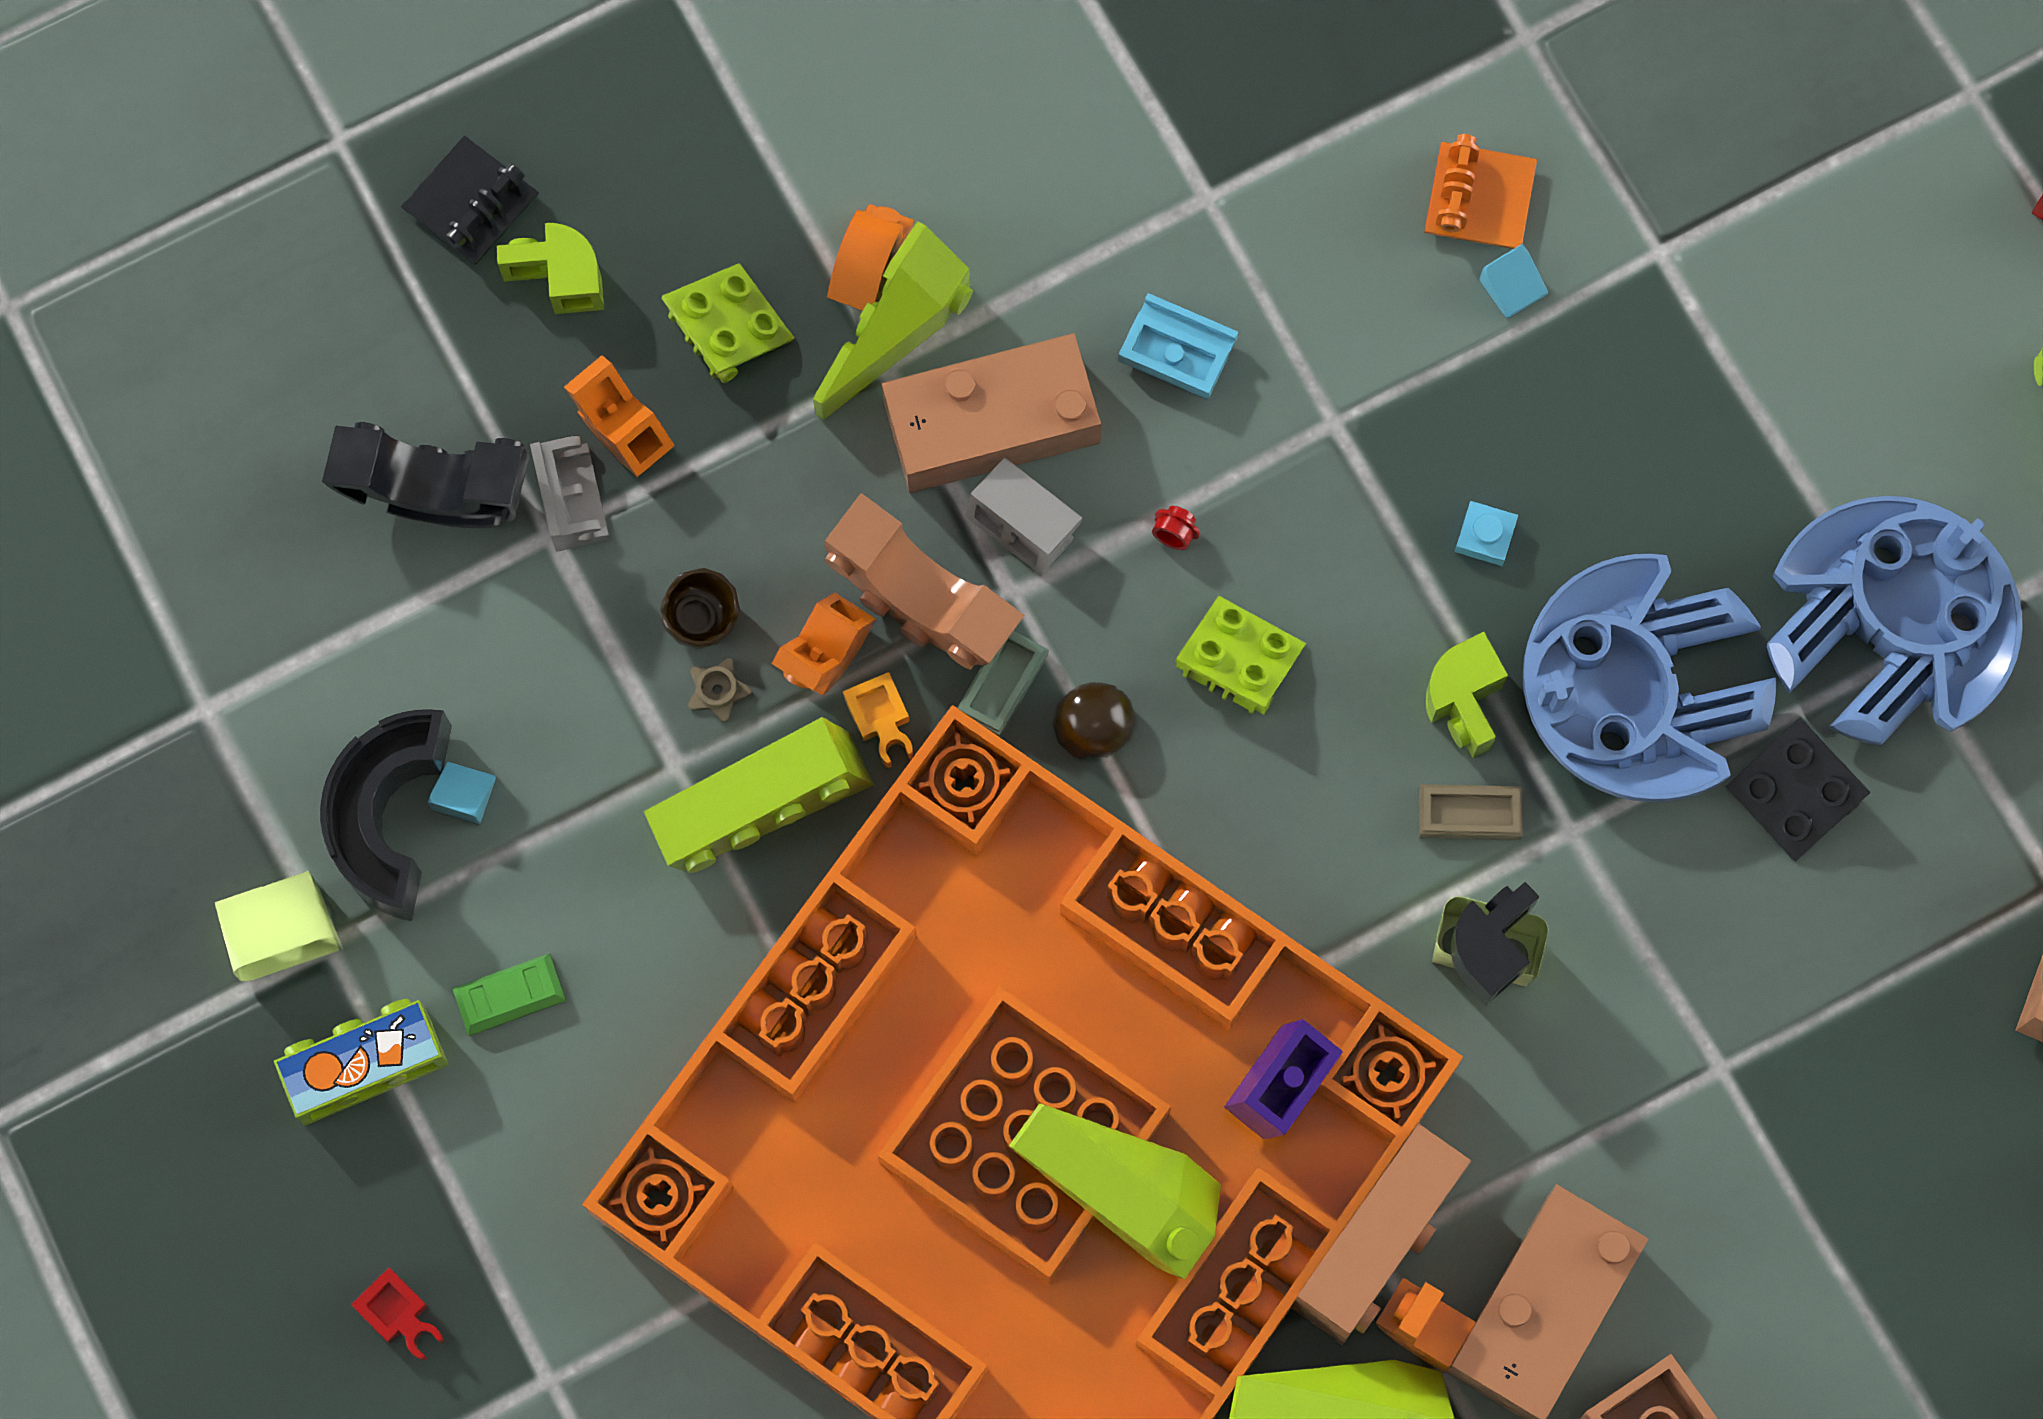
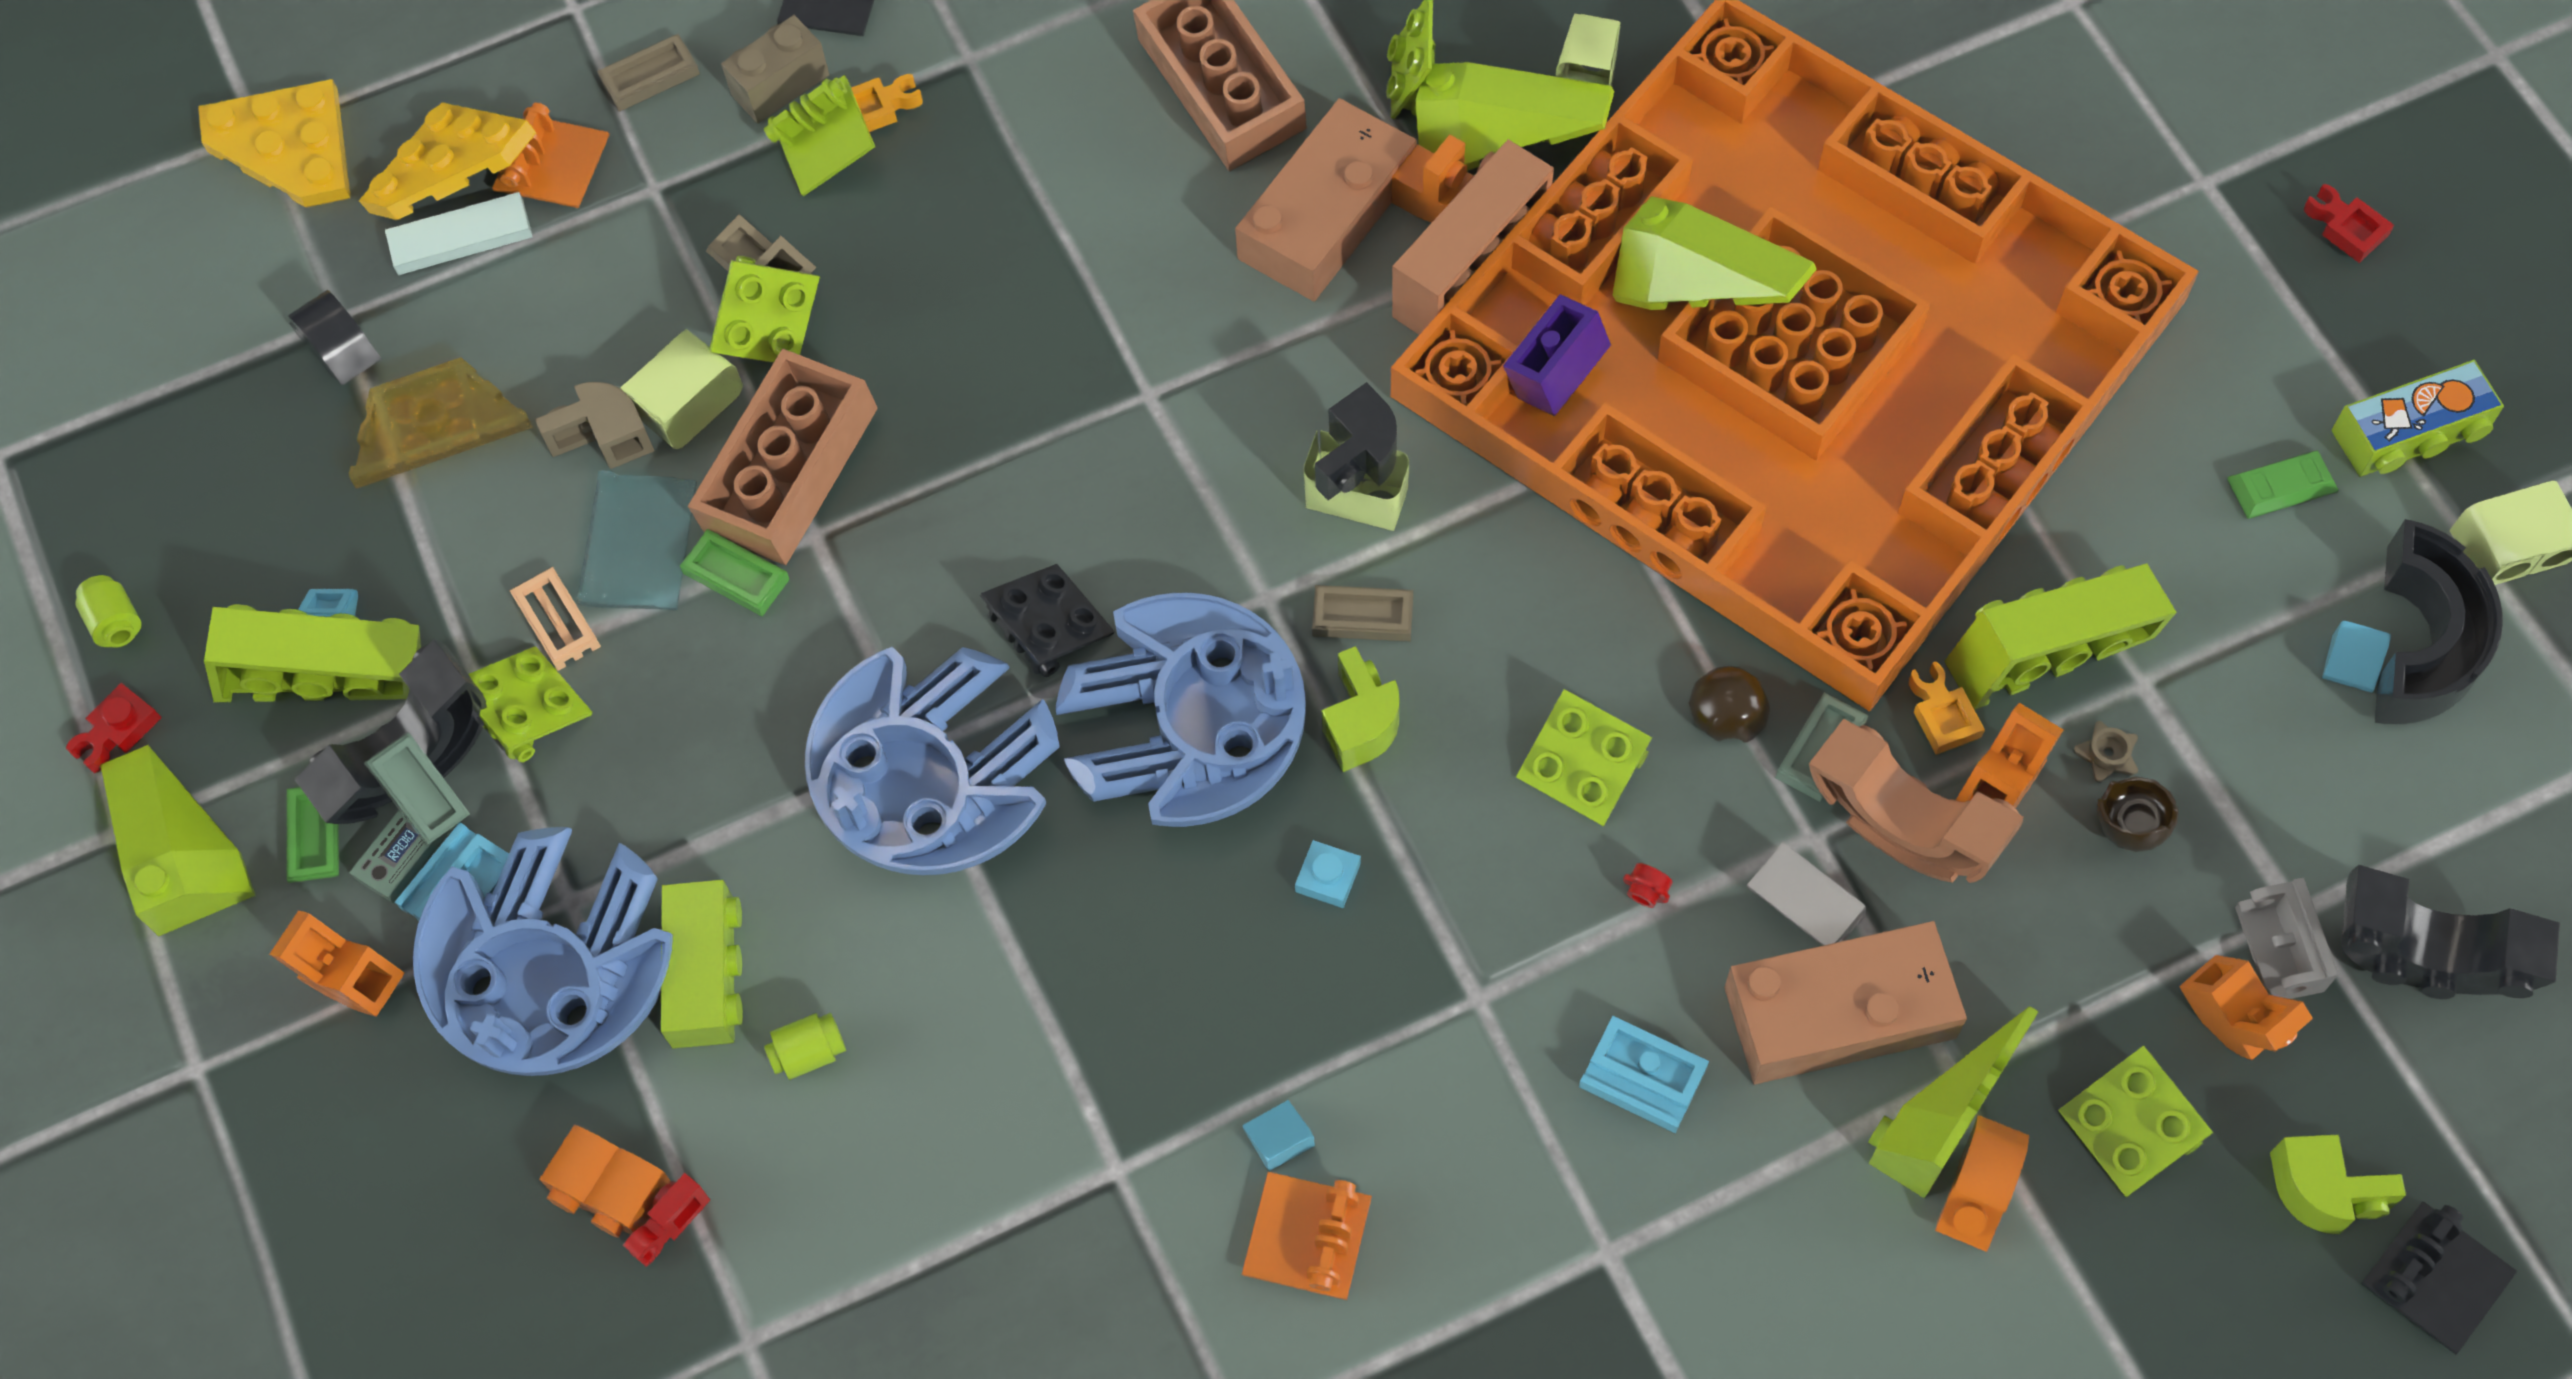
camera: 175 degrees left, 10 degrees down
(1968, 340) = (804, 1045): none -> lime brick

